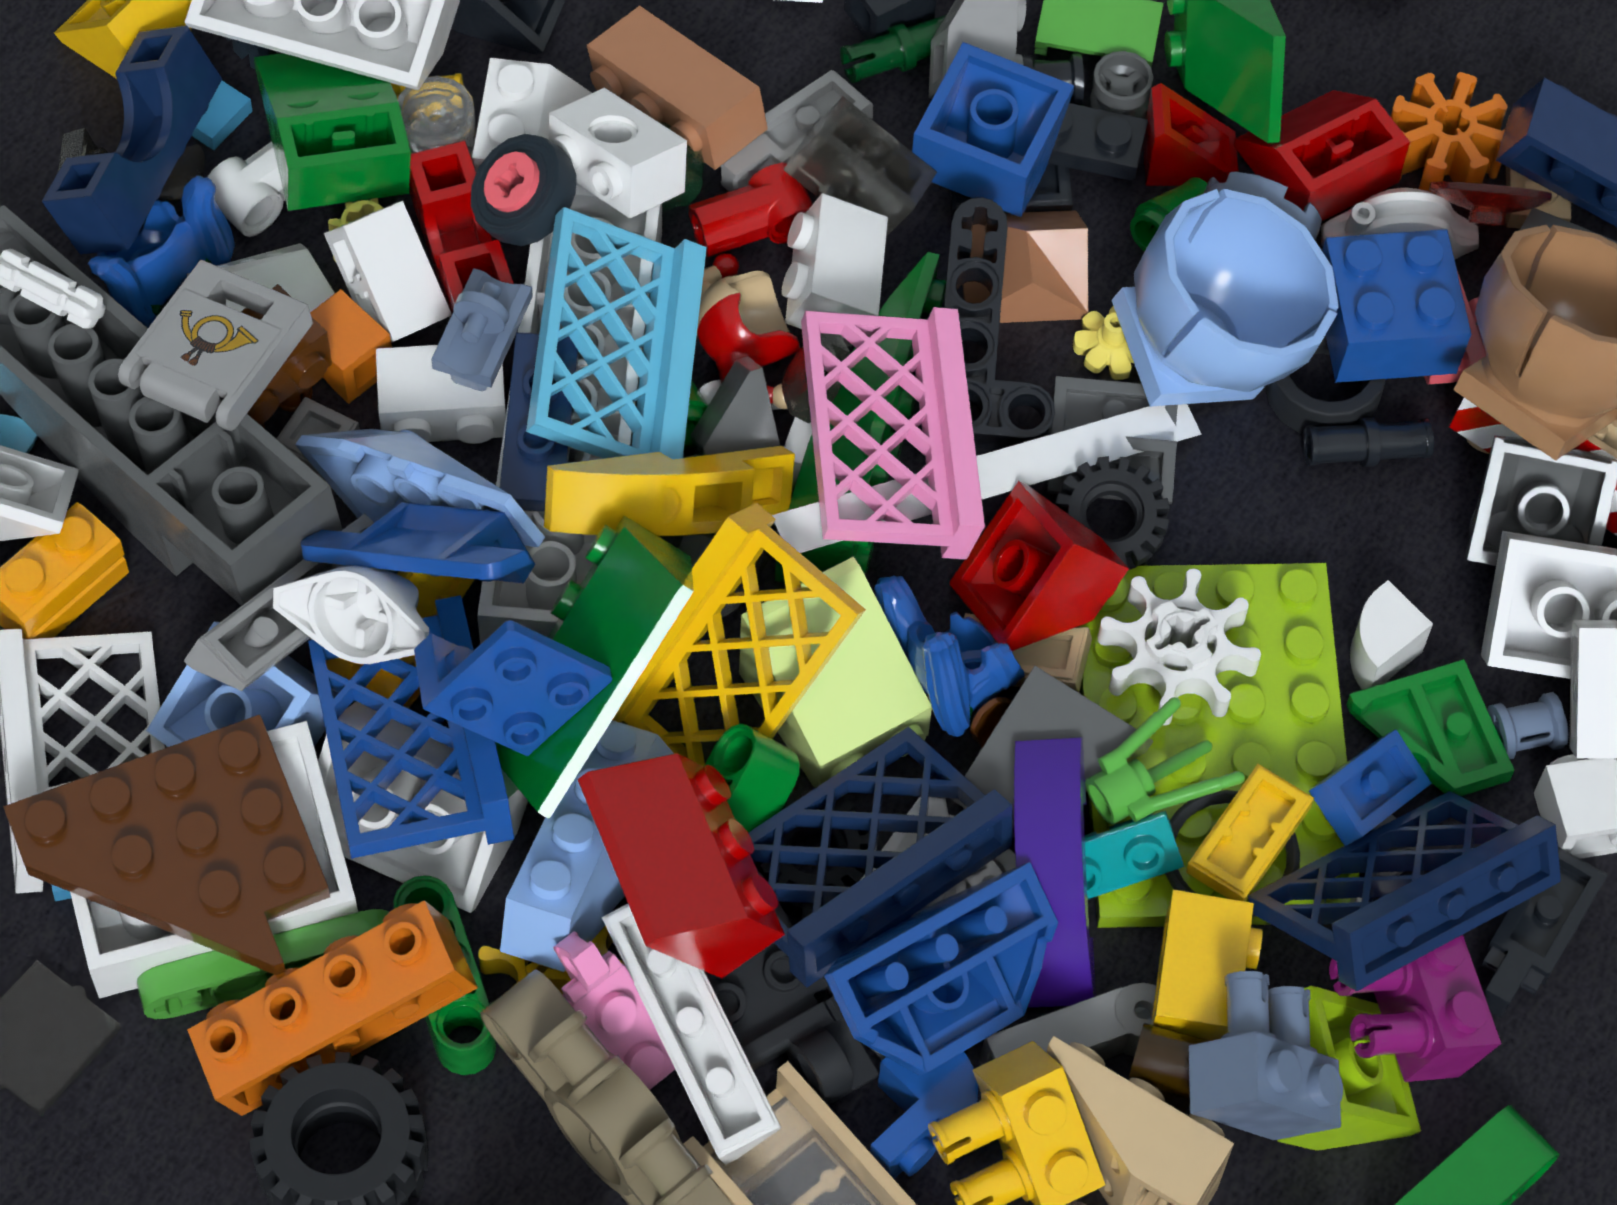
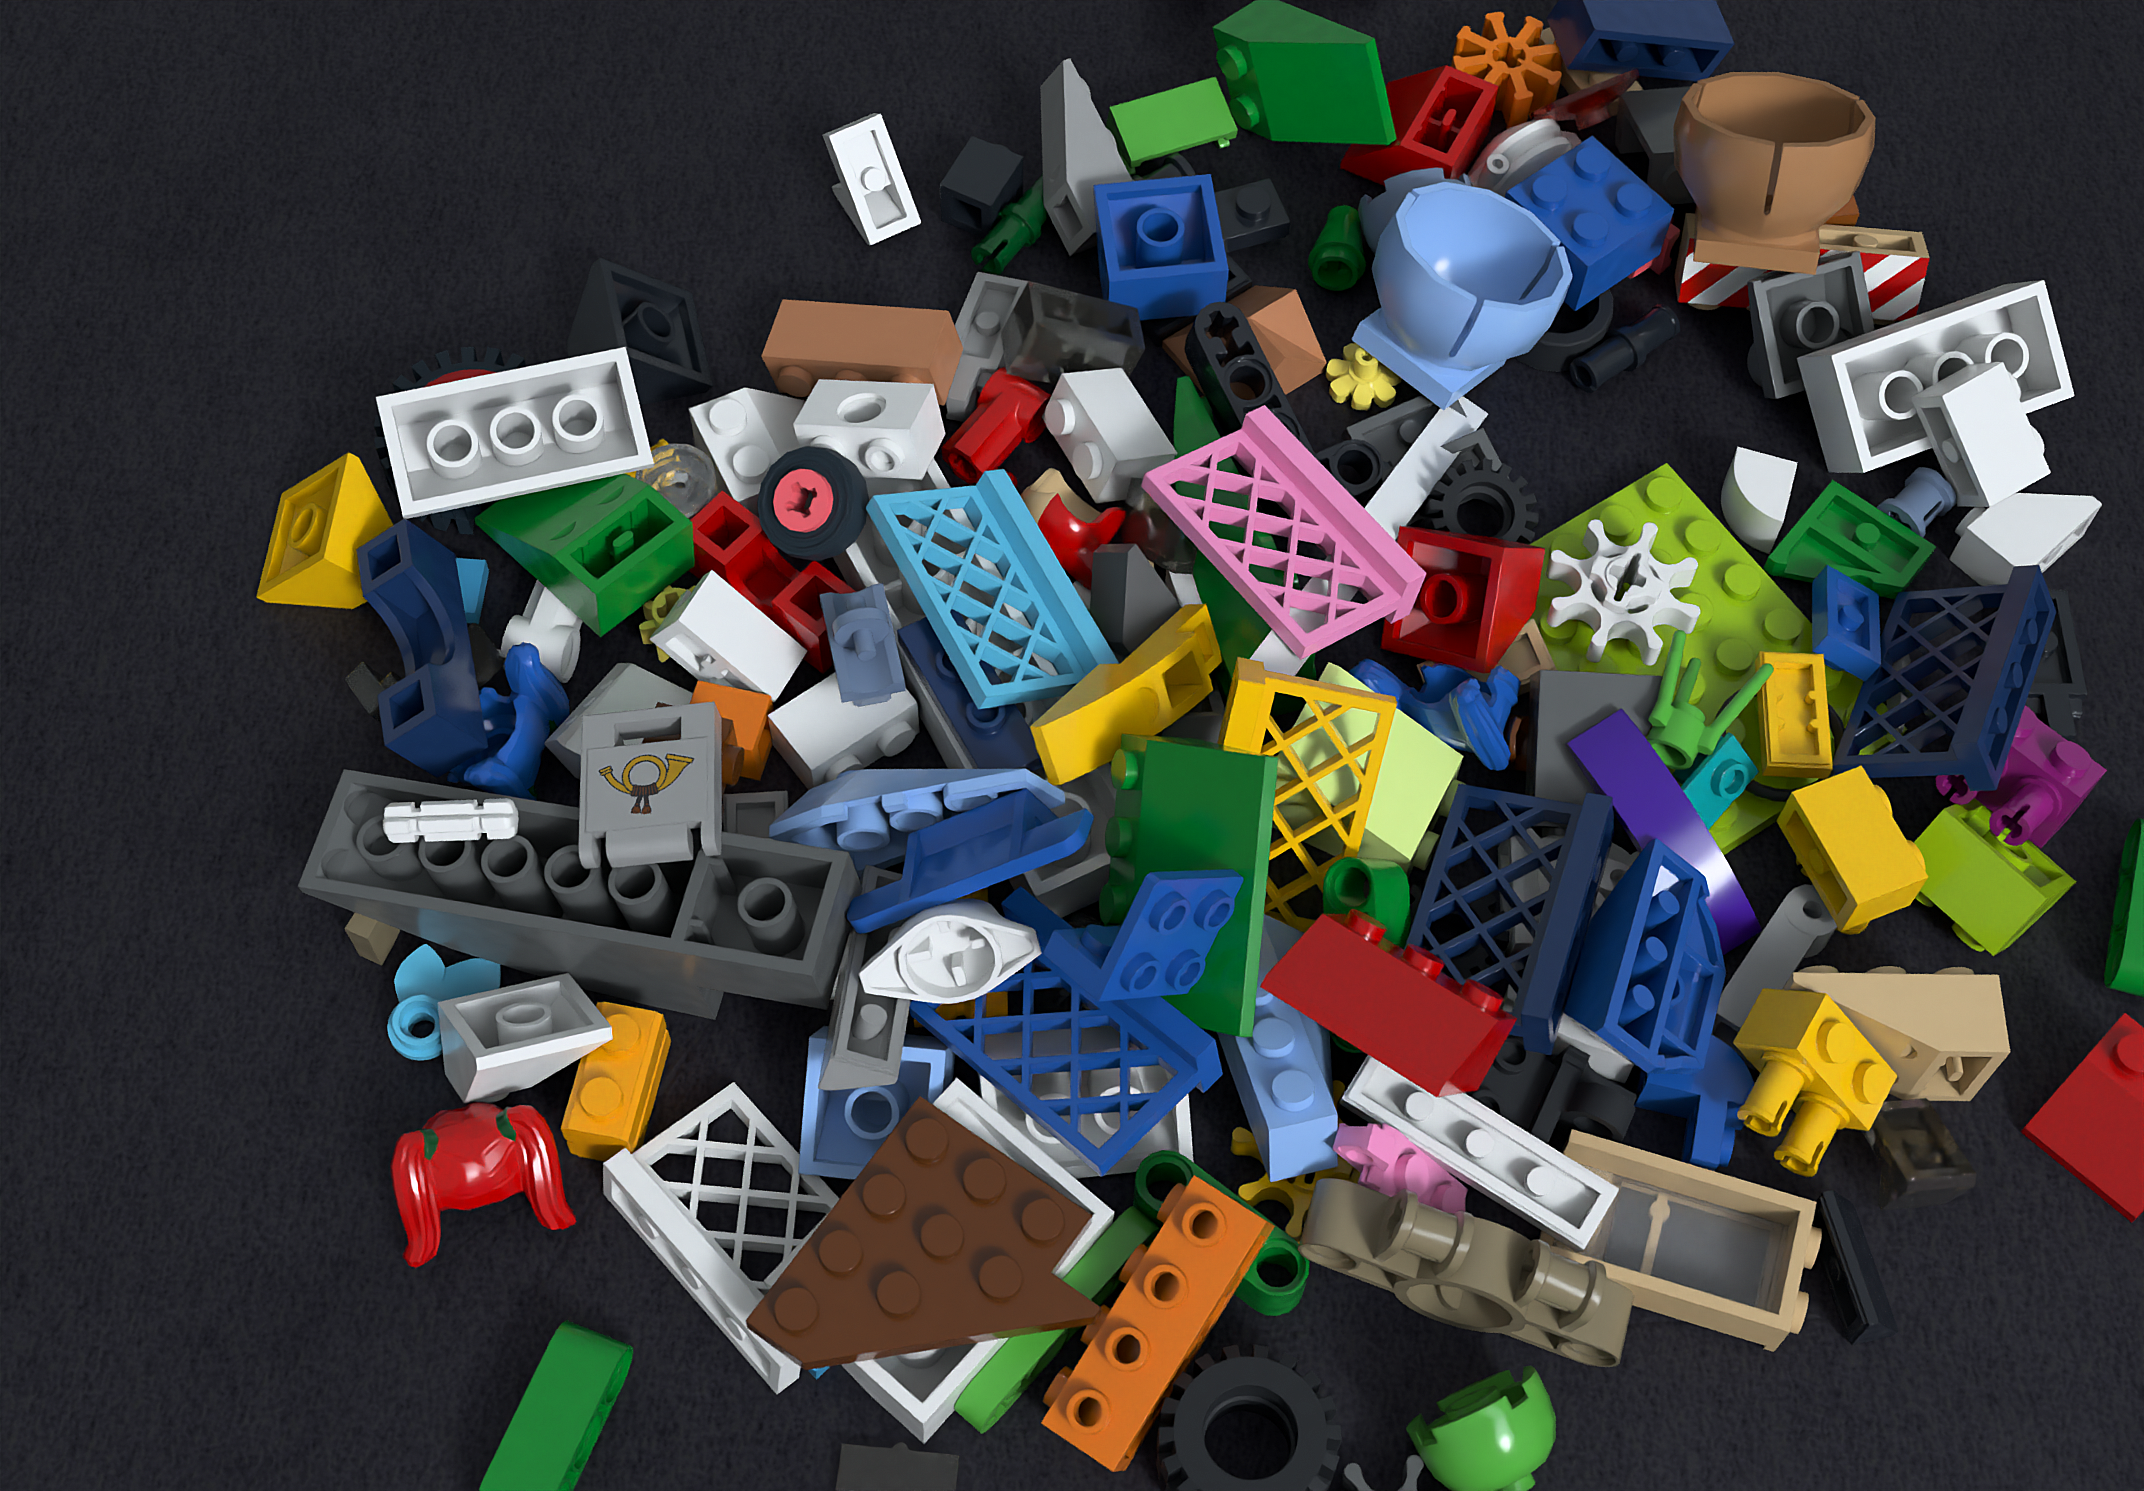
camera: 30 degrees left, 0 degrees up
(1122, 84) = (1228, 158): dark grey wheel -> none
(1164, 1063) = (1882, 939): dark brown piece -> none
(1185, 142) = (1307, 183): red slope -> none
(1263, 1069) = (1976, 900): sand blue brick -> none

